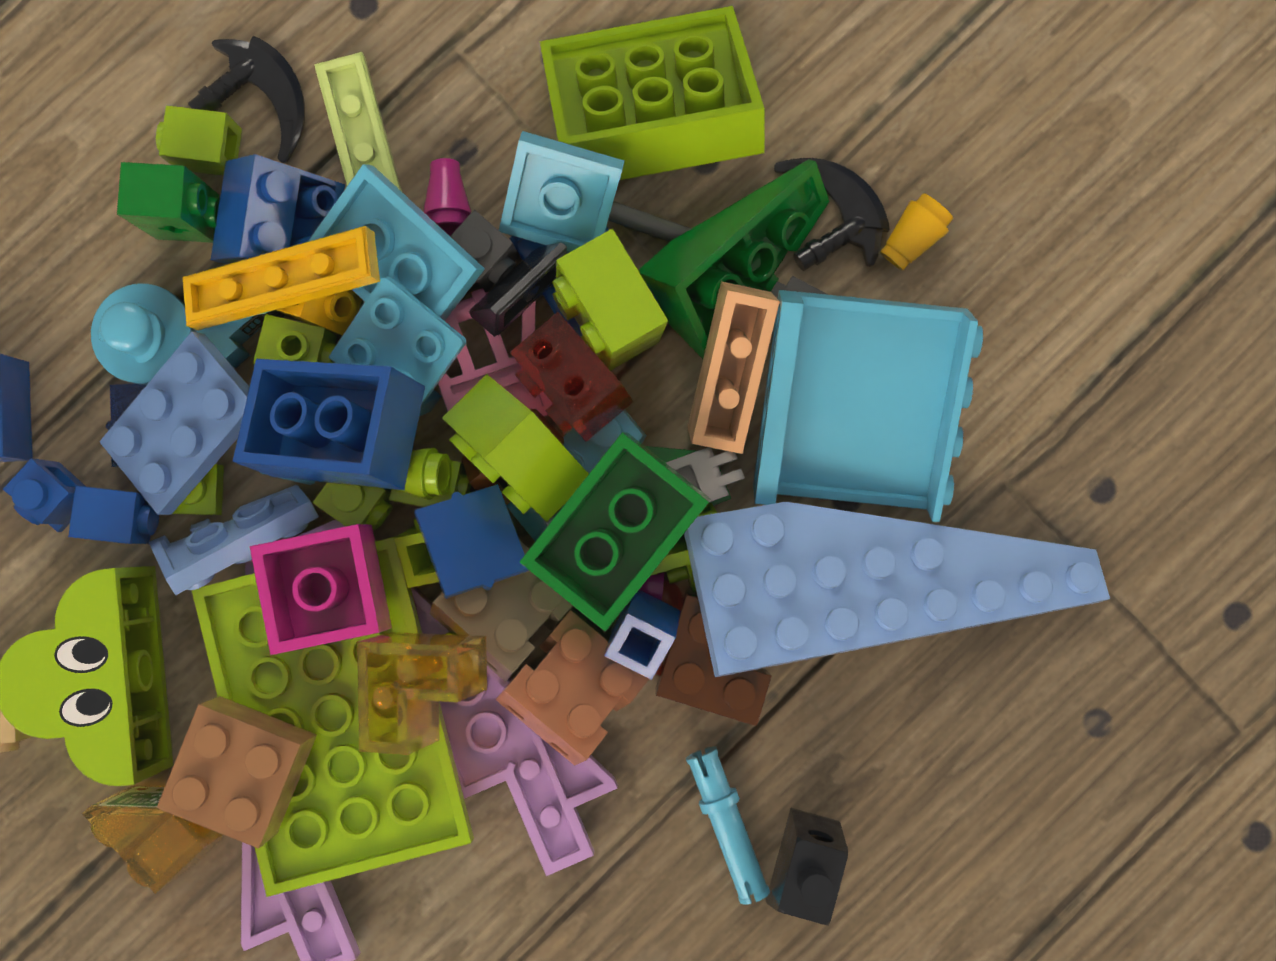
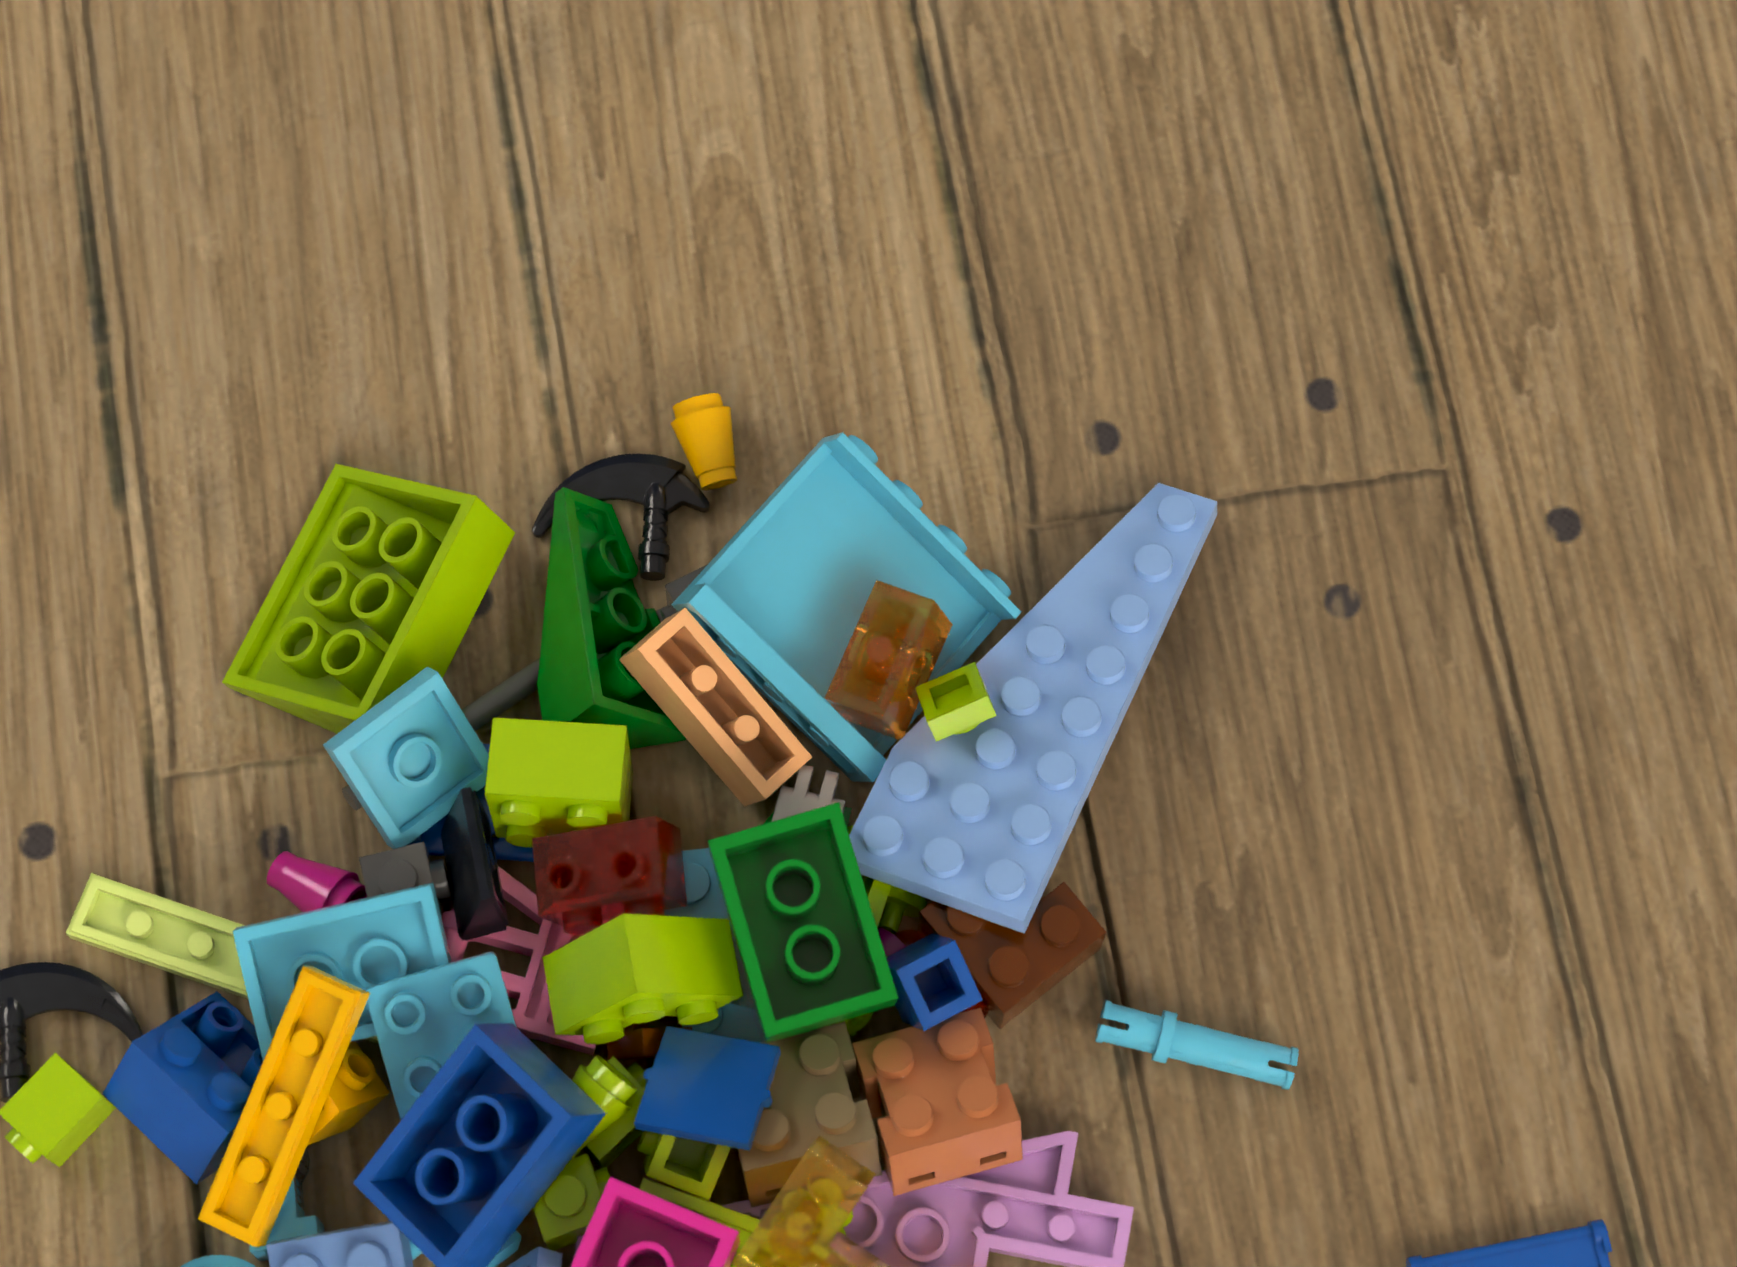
camera: 60 degrees left, 15 degrees down
(167, 202) = (108, 1177): green brick -> none
(294, 341) = (347, 1152): lime brick -> none
(808, 869) = (1298, 989): black torso -> none
(842, 524) = (955, 702): none -> lime plate
(843, 459) = (888, 658): none -> clear orange brick

